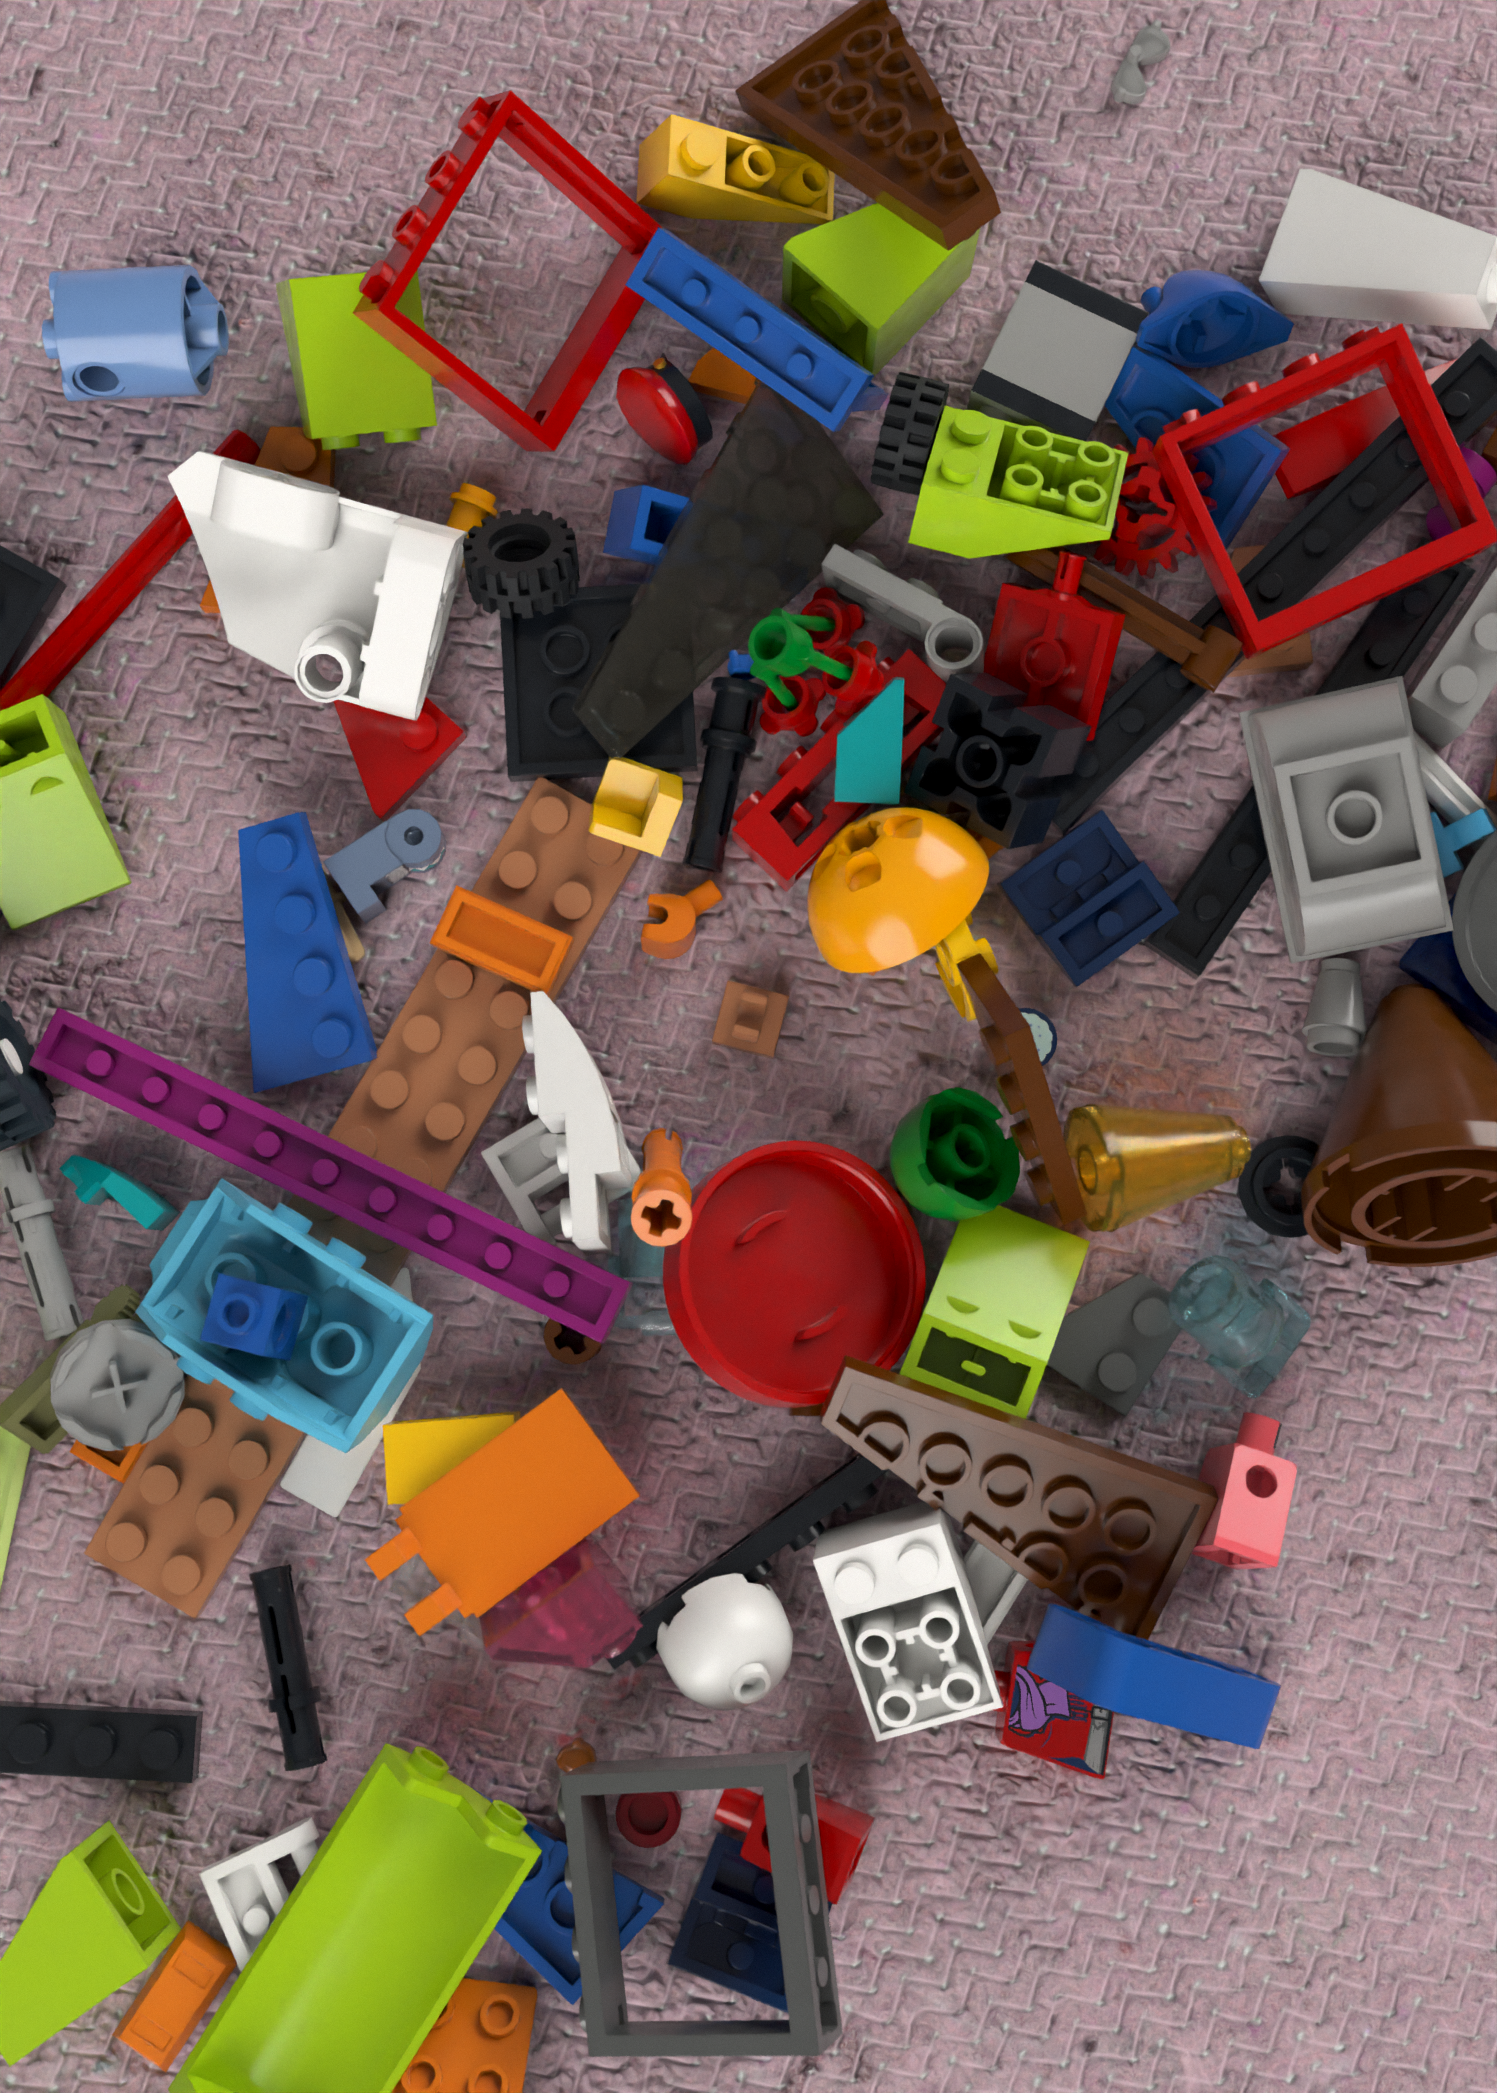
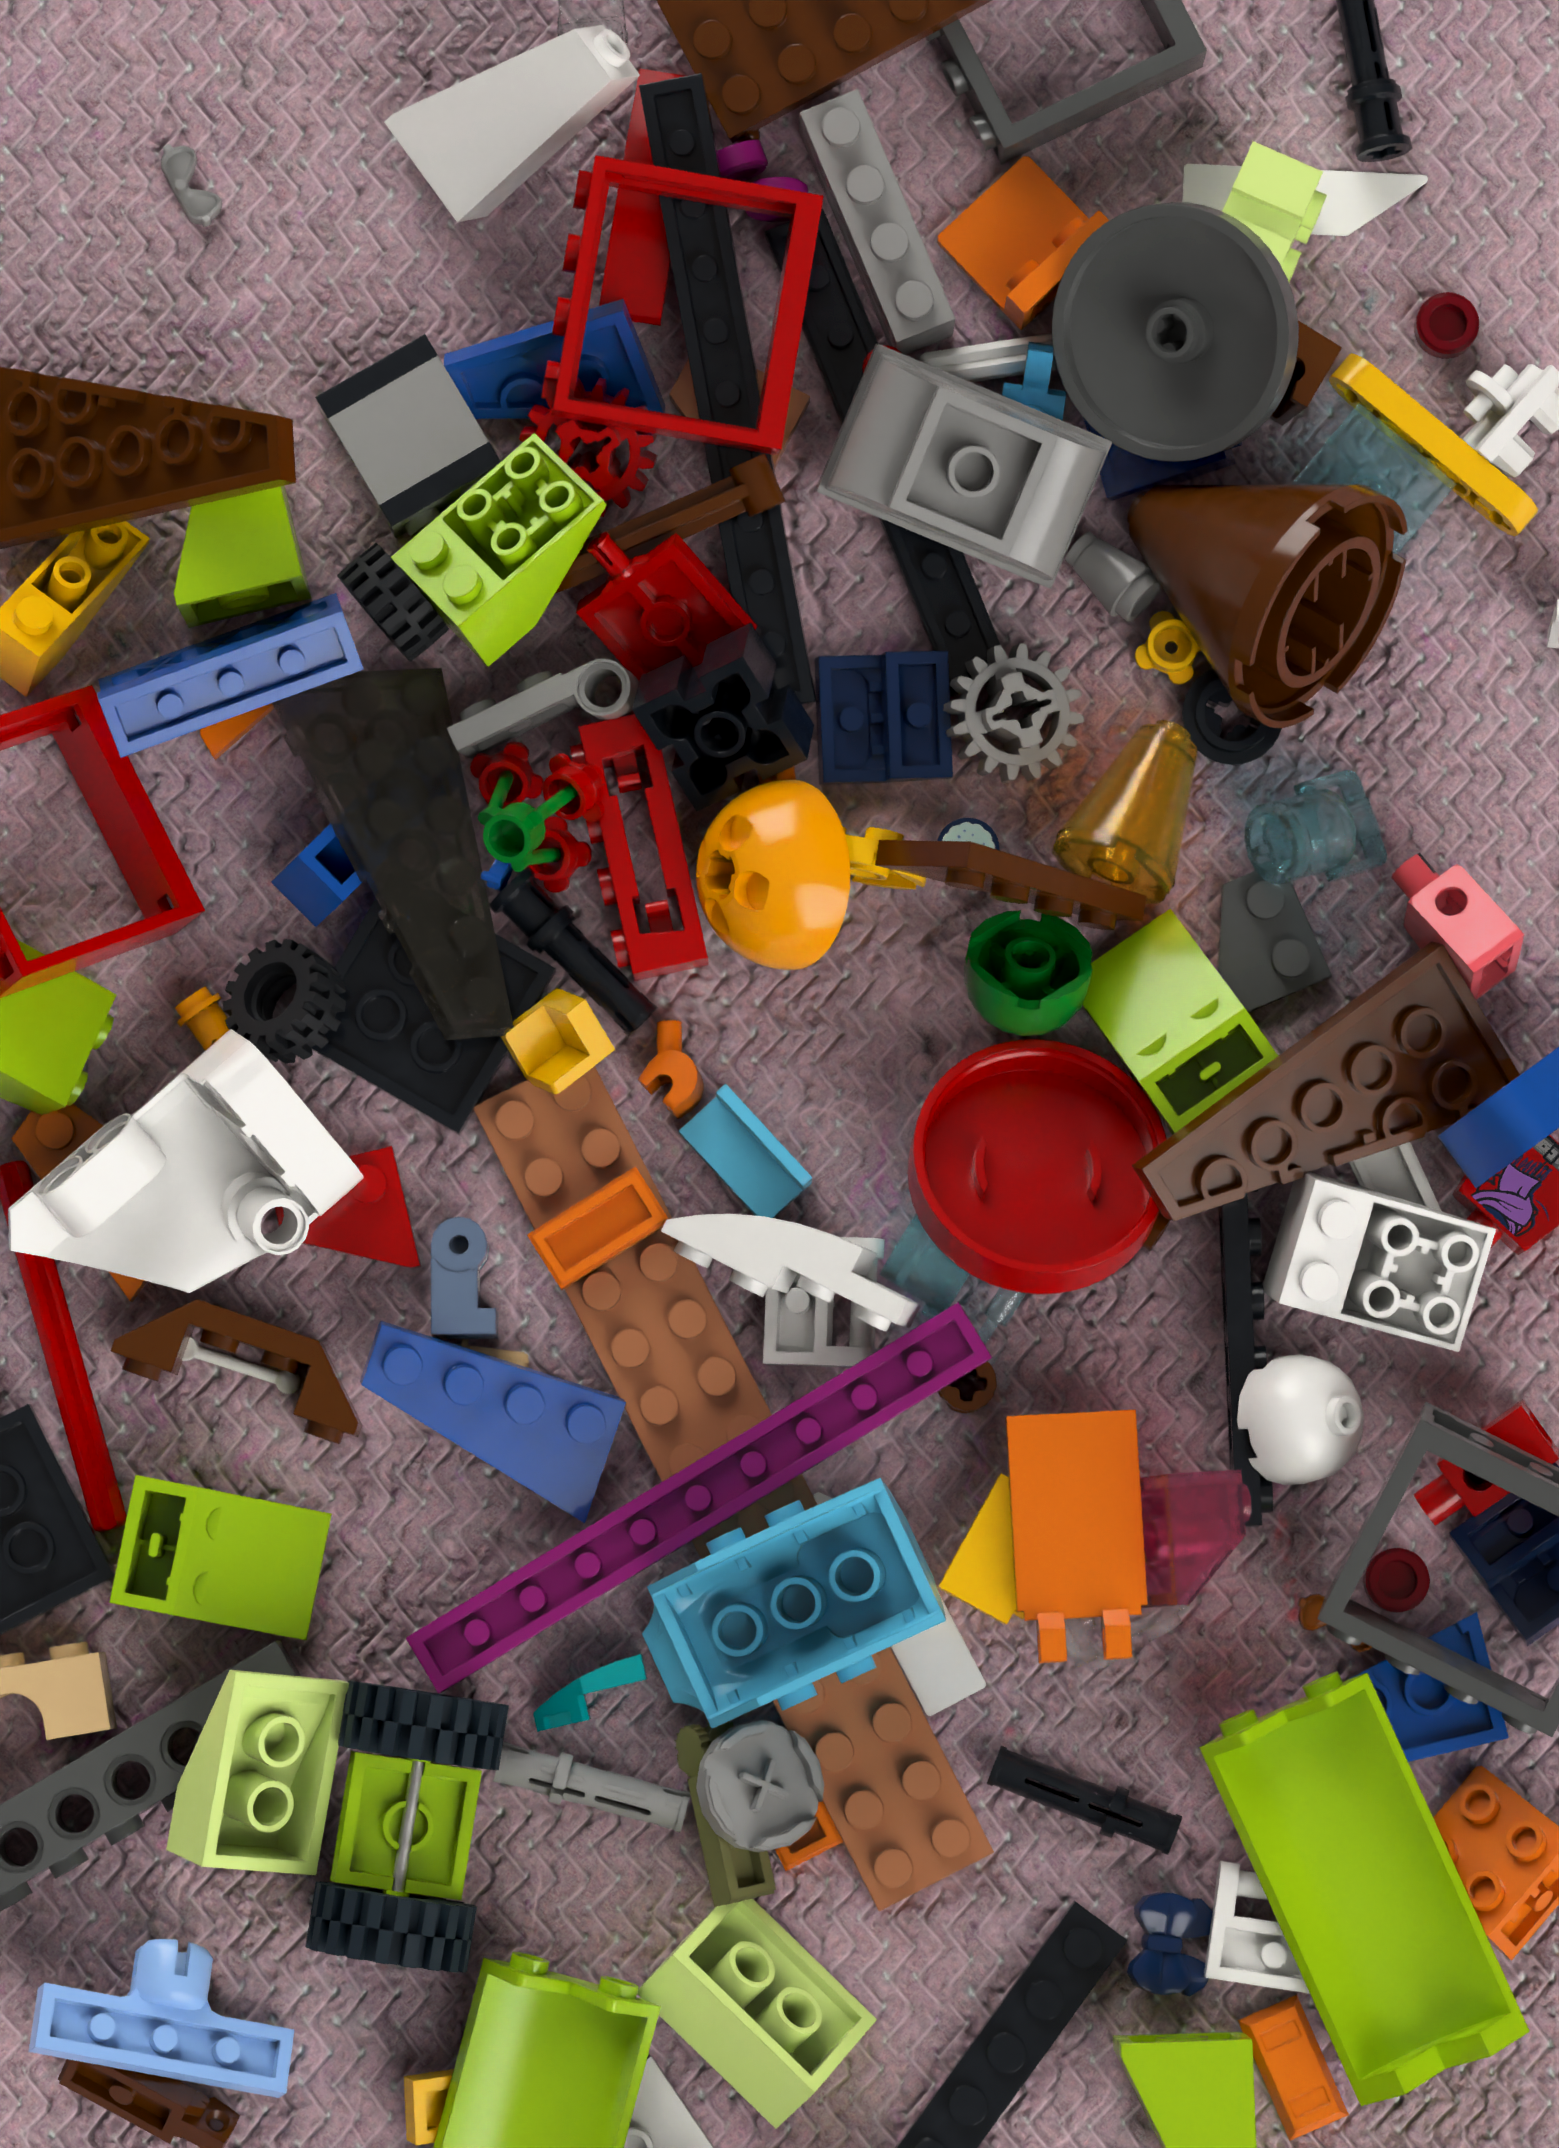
camera: 60 degrees left, 0 degrees up
(189, 1826) = (1161, 1965): none -> dark blue piece
(195, 681) = (285, 1381): none -> white hinge
(224, 807) = (164, 1341): none -> reddish brown slope
(254, 1317) = (787, 1621): blue brick -> none
(646, 1024) = (745, 1155): none -> medium azure panel
(661, 1192) = (901, 1225): orange pin -> none
(664, 410) = (232, 794): red piece -> none
(750, 1019) = (798, 1066): nougat tile -> none
(872, 750) = (647, 814): teal slope -> none
(1147, 1020) = (1019, 736): none -> light grey gear
(1208, 320) = (458, 285): blue hat -> none
(1295, 1085) = (1154, 655): none -> yellow plate

